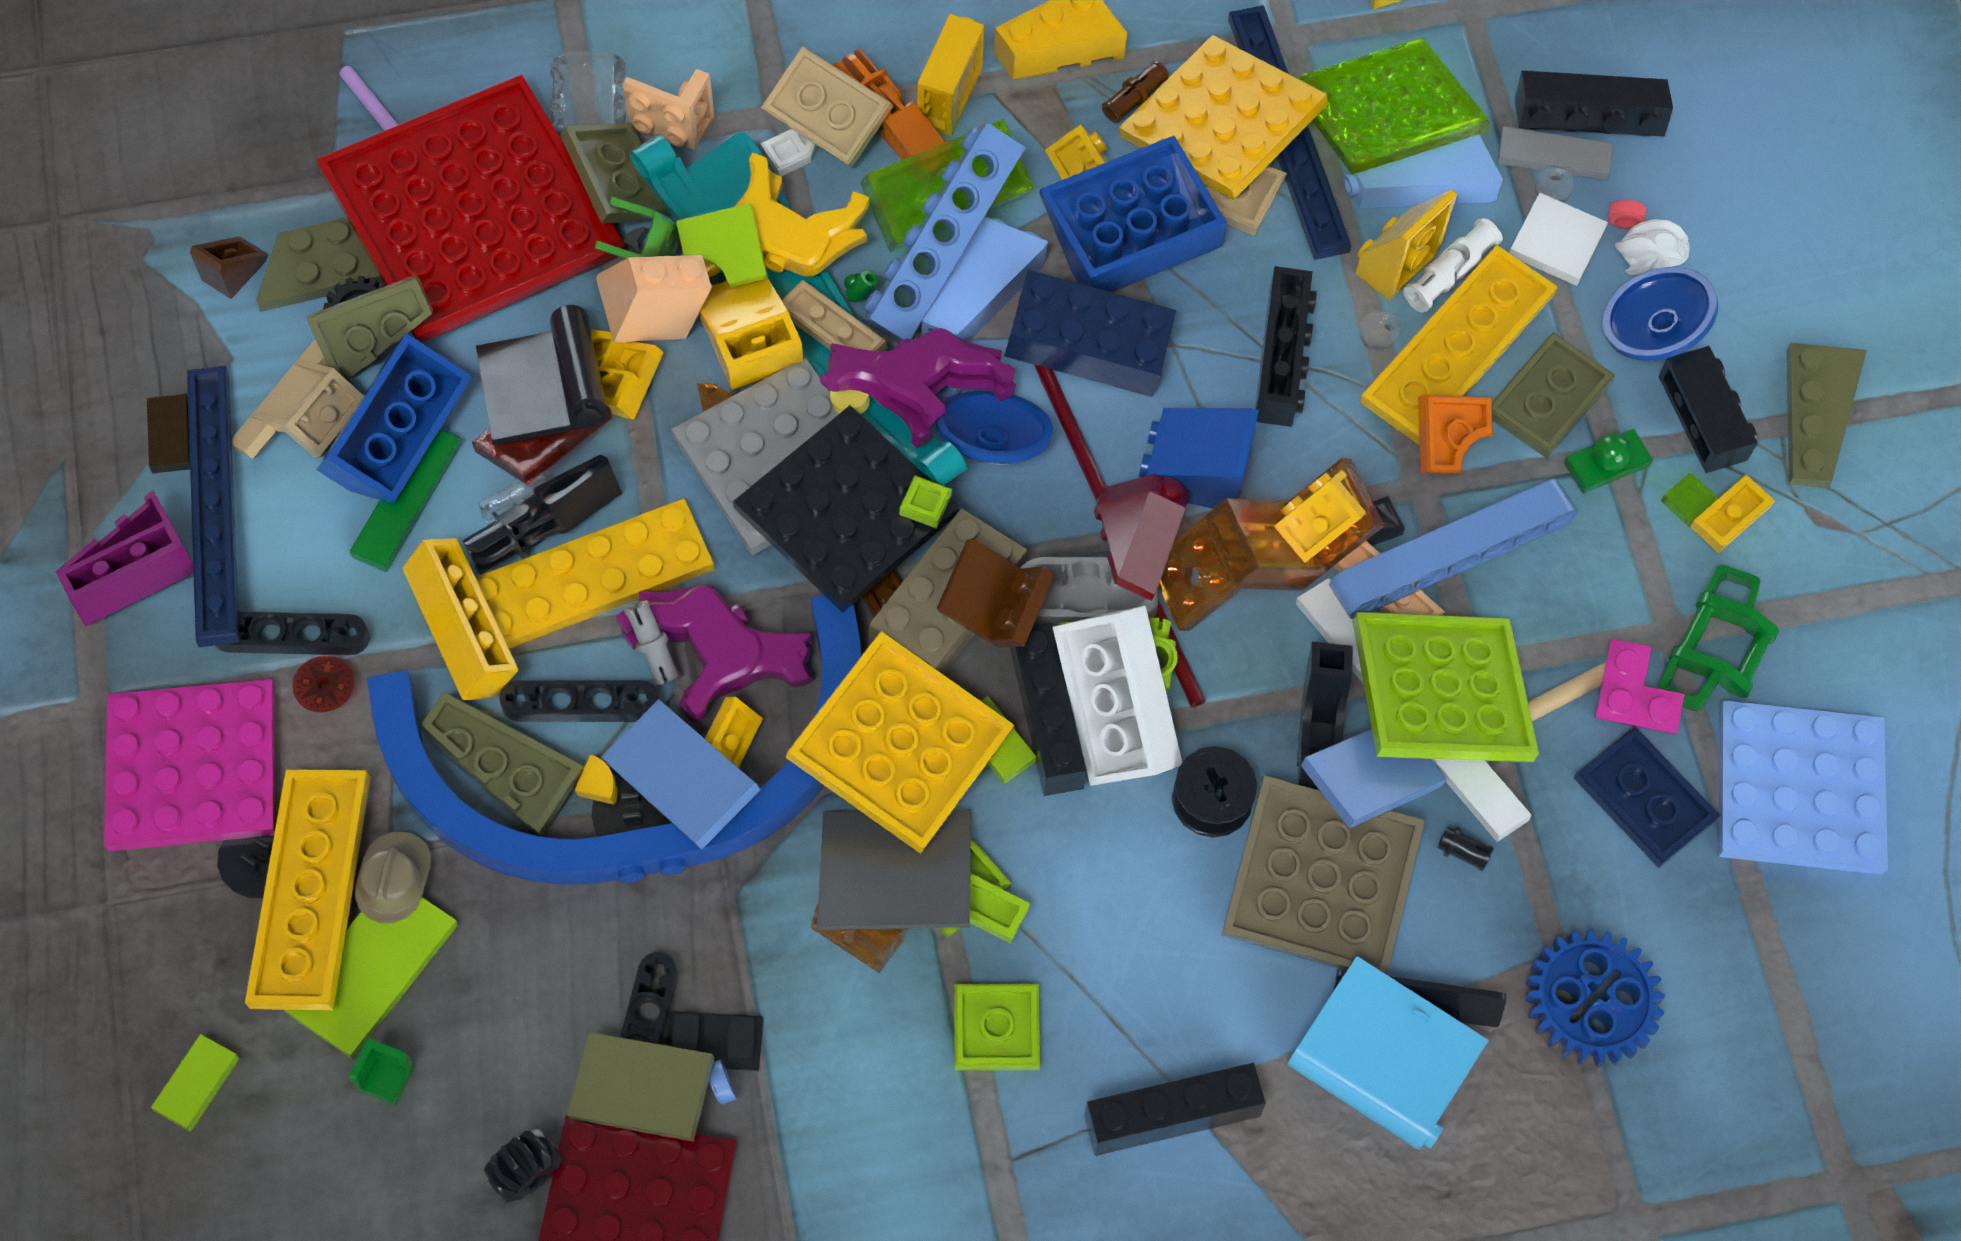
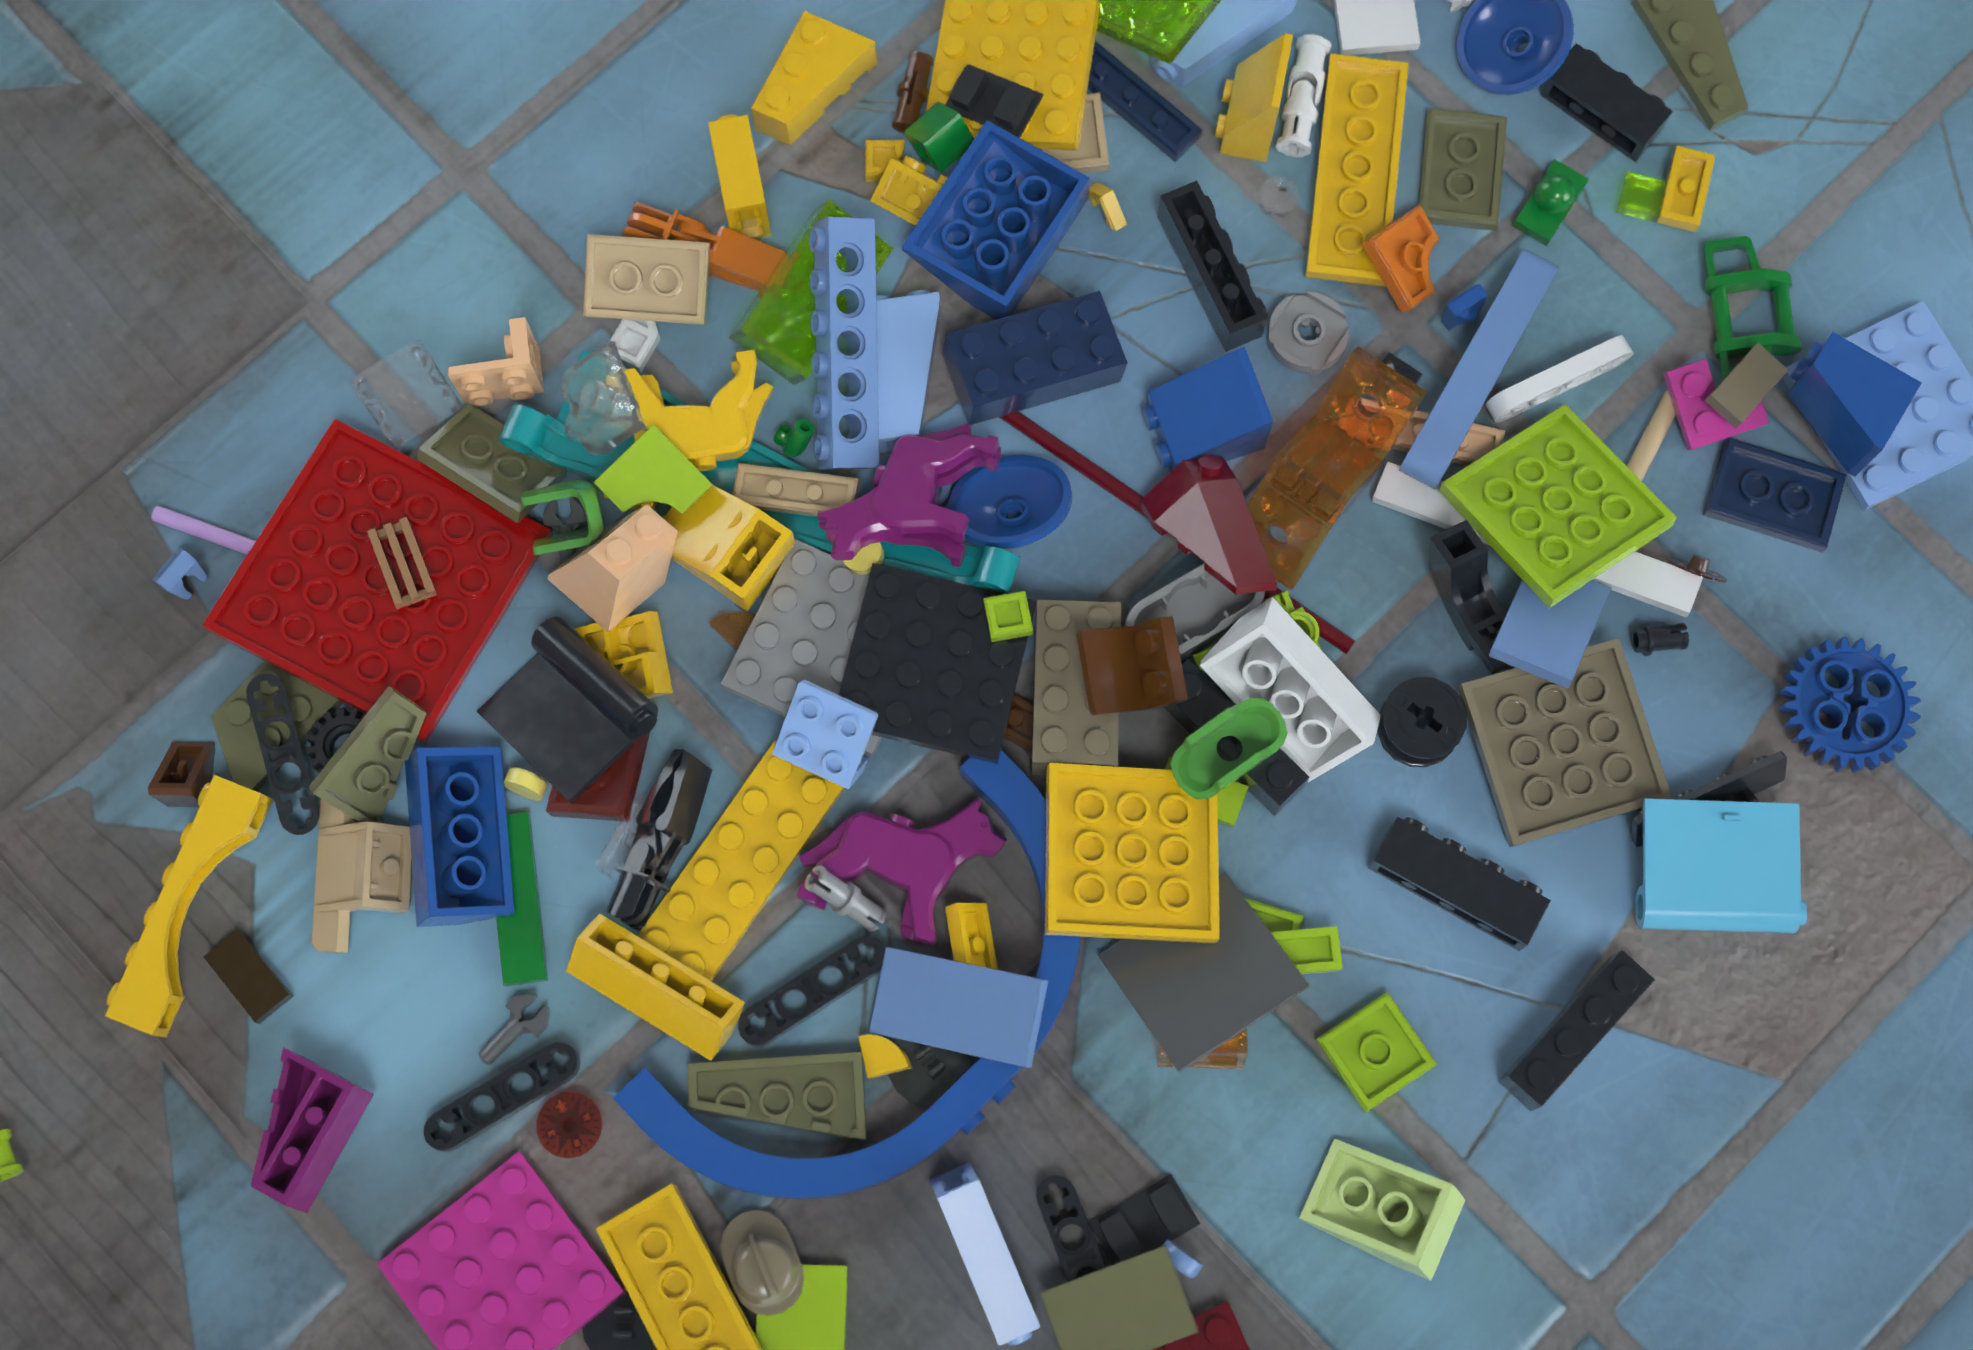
camera: 30 degrees left, 10 degrees up
(94, 393) = (151, 984): none -> yellow arch
(212, 507) = (344, 1022): dark blue tile -> none
(303, 285) = (277, 755): none -> black beam
(323, 116) = (174, 569): none -> medium blue tile
(338, 589) = (515, 1027): none -> dark grey bar
(472, 416) = (525, 783): none -> light yellow tile
(500, 175) = (390, 532): none -> medium nougat tile
(566, 977) = (985, 1255): none -> light blue slope
(722, 509) = (826, 734): none -> light blue bracket
(724, 170) = (600, 401): none -> clear slope
(915, 1150) = (1383, 1208): none -> yellowish green slope
(1002, 701) = (1197, 762): none -> bright green piece
(1075, 118) = (878, 156): none -> yellow tile
(1130, 129) = (939, 137): none -> green panel
(1157, 934) = (1460, 883): none -> black brick
(1190, 123) = (989, 97): none -> black piece
(1232, 254) = (1106, 198): none -> yellow tile
(1320, 517) = (1363, 415): yellow bracket -> none
(1337, 425) = (1301, 311): none -> light grey plate
(1474, 496) = (1464, 307): none -> blue tile
(1519, 597) = (1559, 379): none -> white beam
(1535, 807) = (1699, 566): none -> piece
(1672, 686) = (1746, 385): none -> dark tan tile
(1755, 745) = (1851, 399): none -> blue slope

